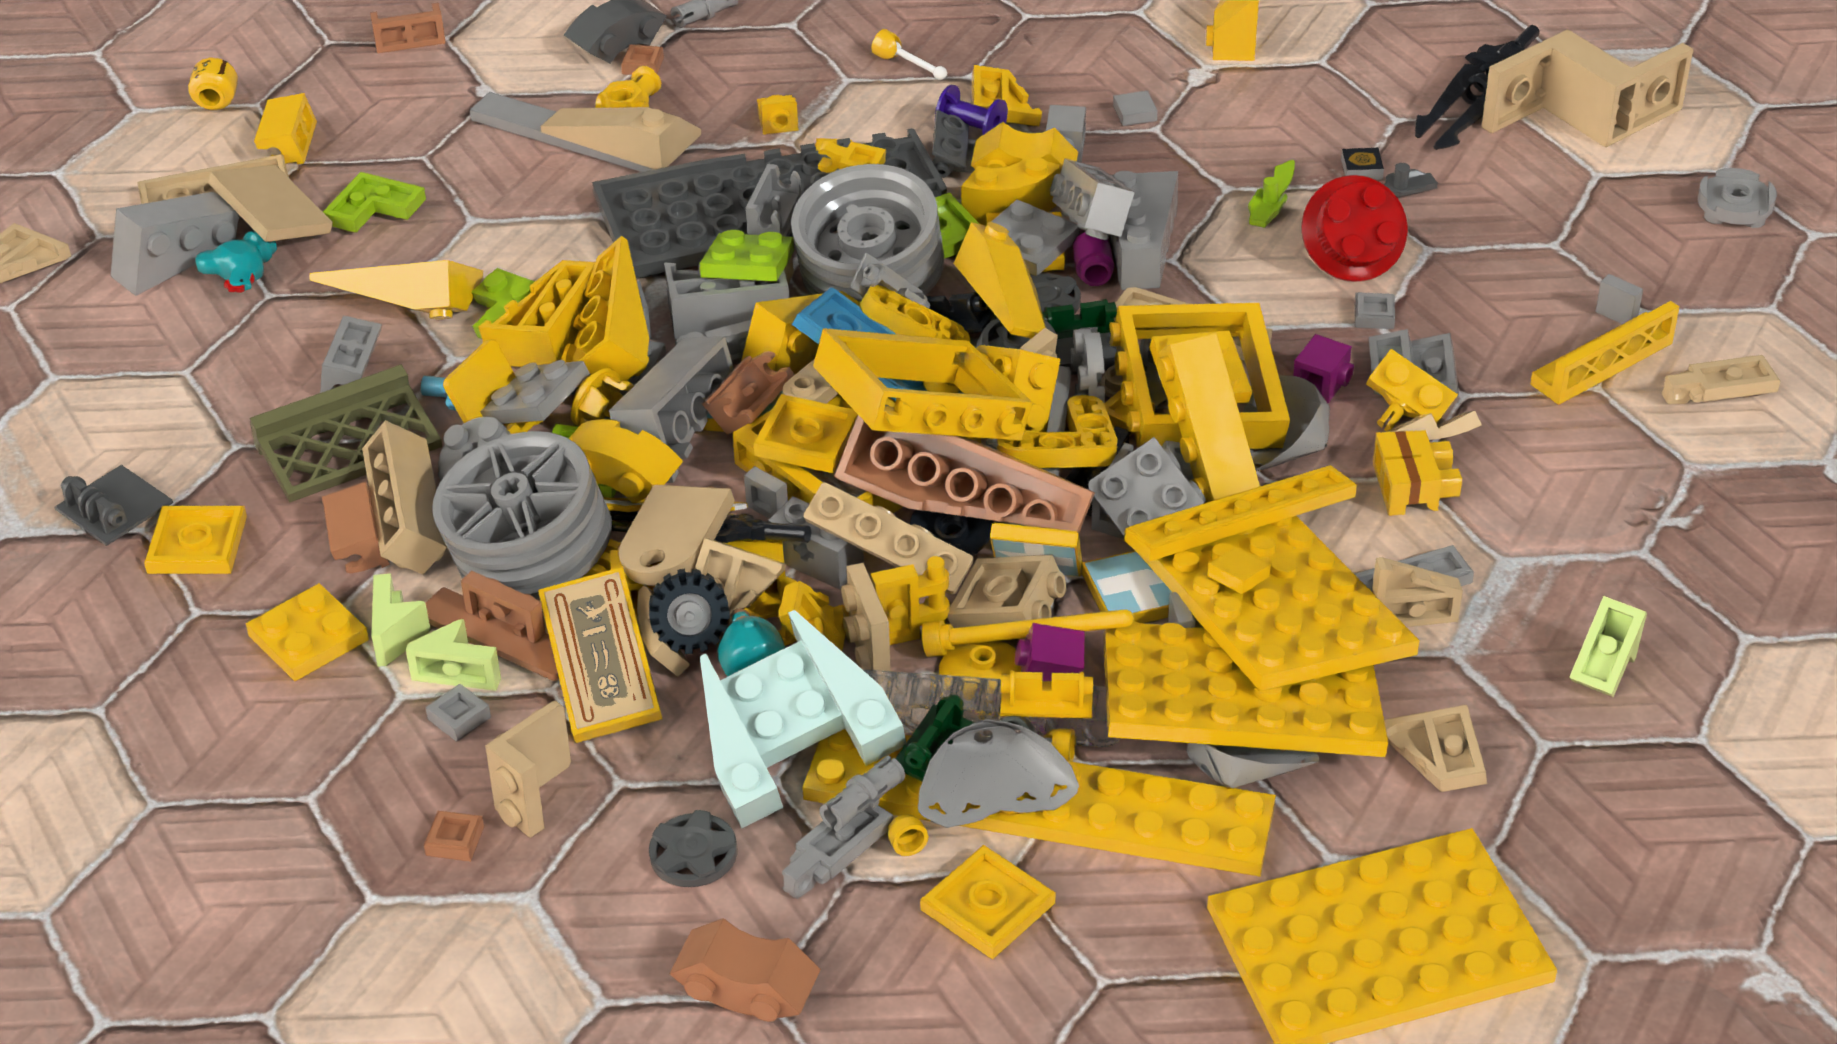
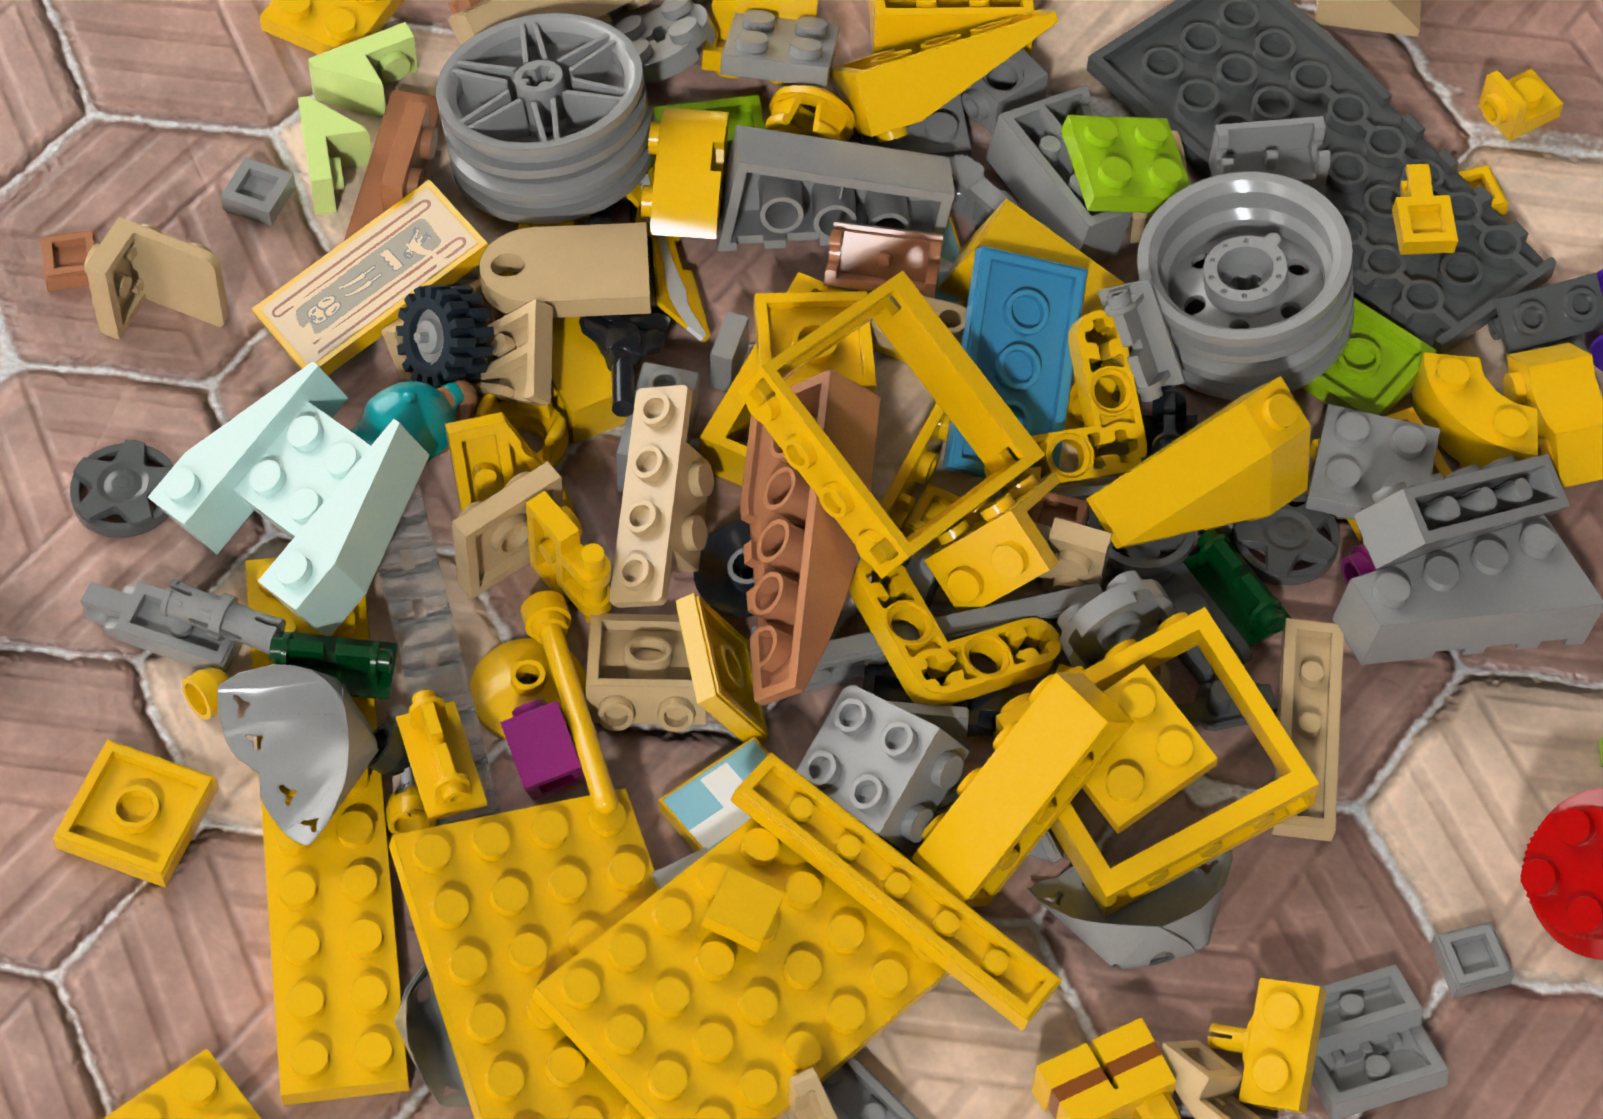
camera: 65 degrees right, 15 degrees up
(1325, 365) = (1285, 919): magenta brick -> none

